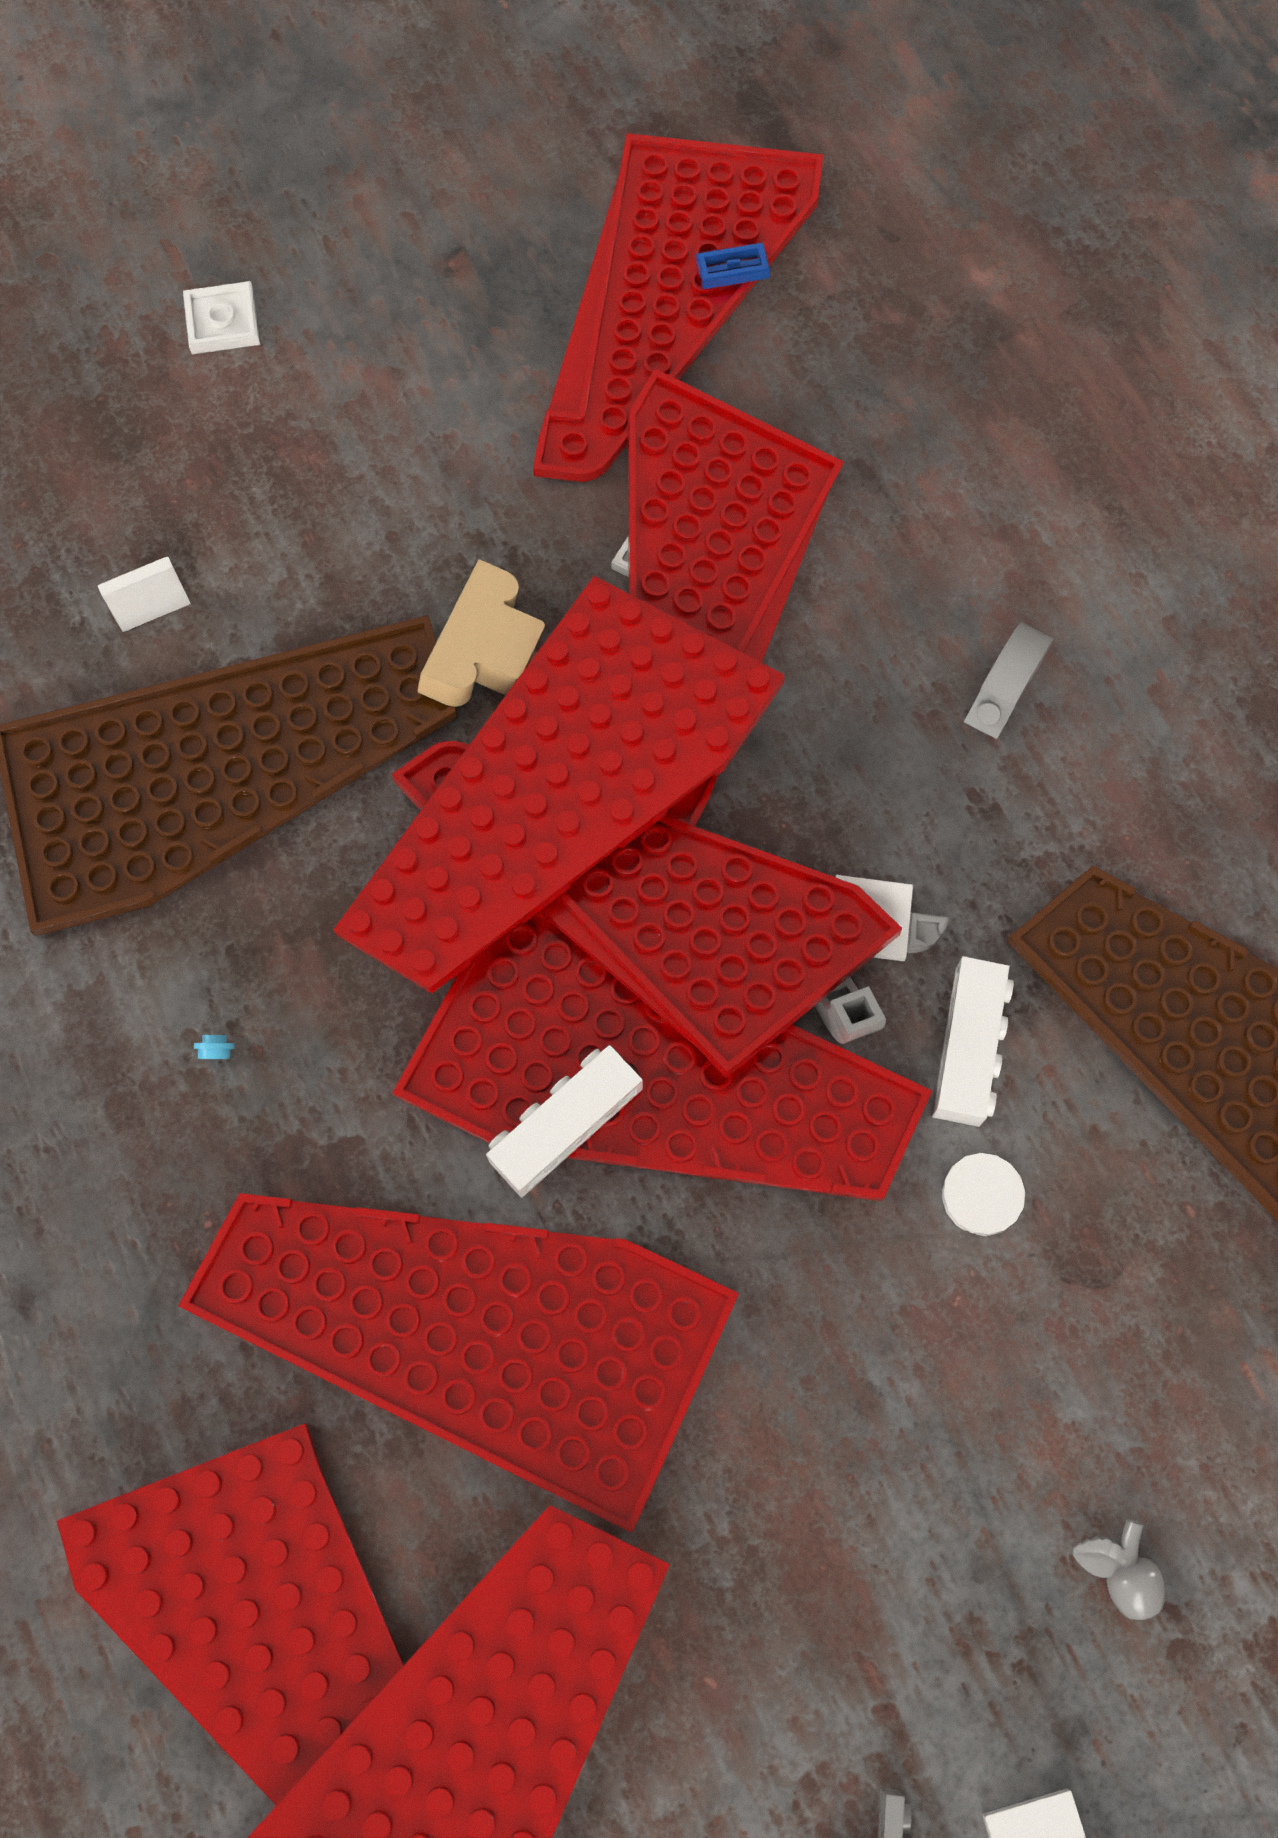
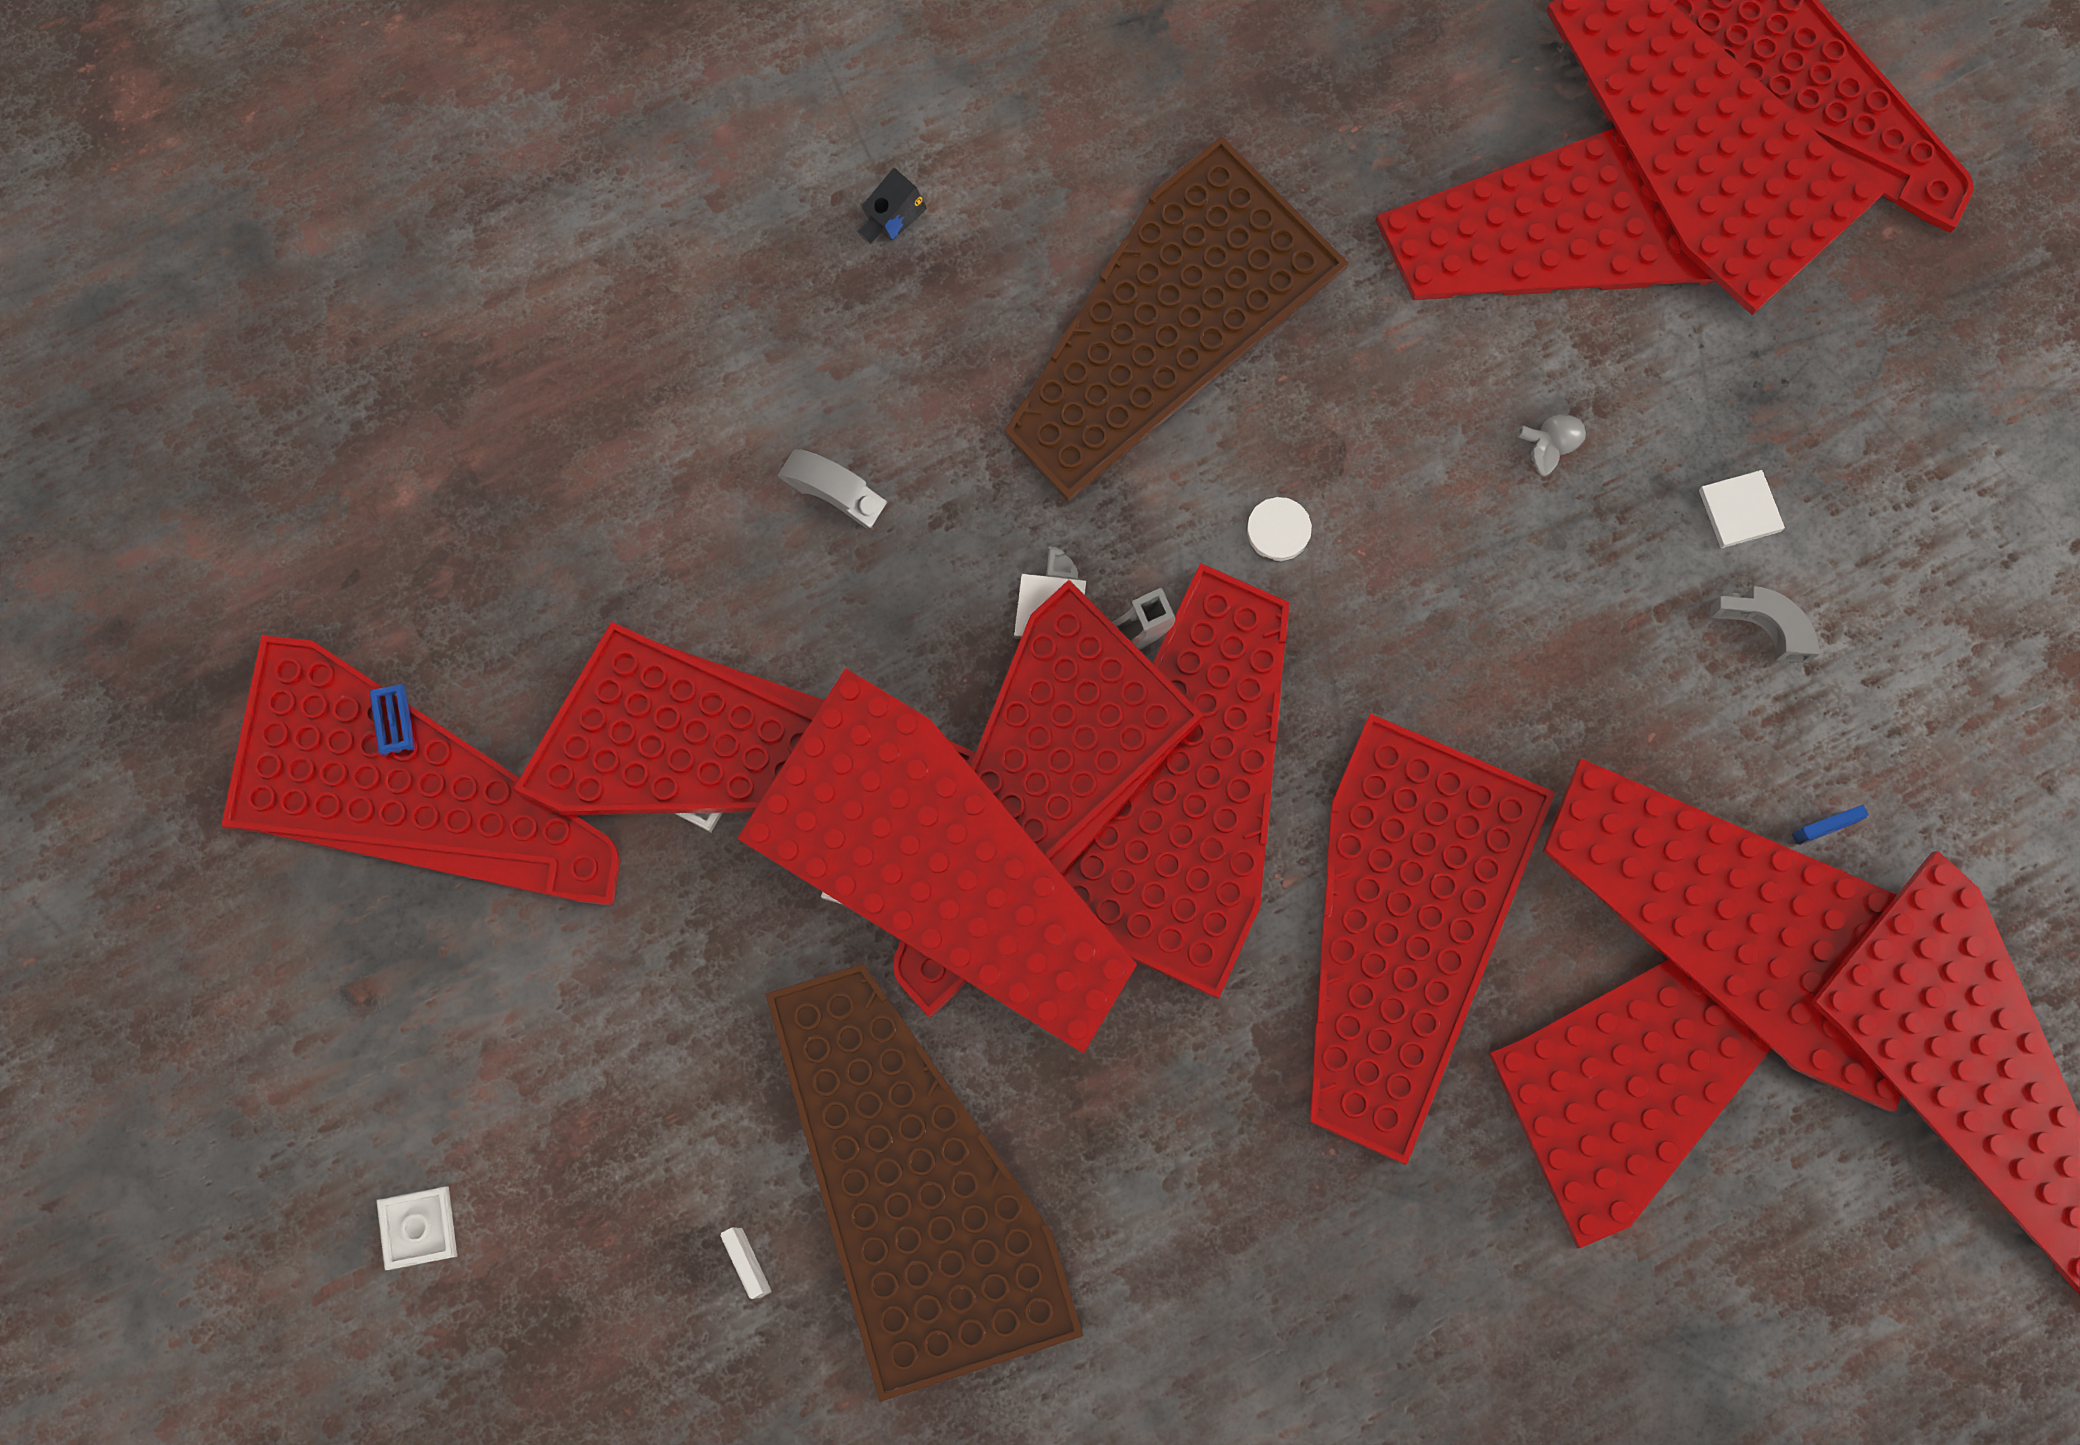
camera: 90 degrees left, 5 degrees up
(214, 1047) = (1184, 1157): medium azure plate -> none
(482, 640) = (794, 940): tan brick -> none
(564, 1120) = (1242, 849): white brick -> none
(972, 1042) = (1157, 531): white brick -> none

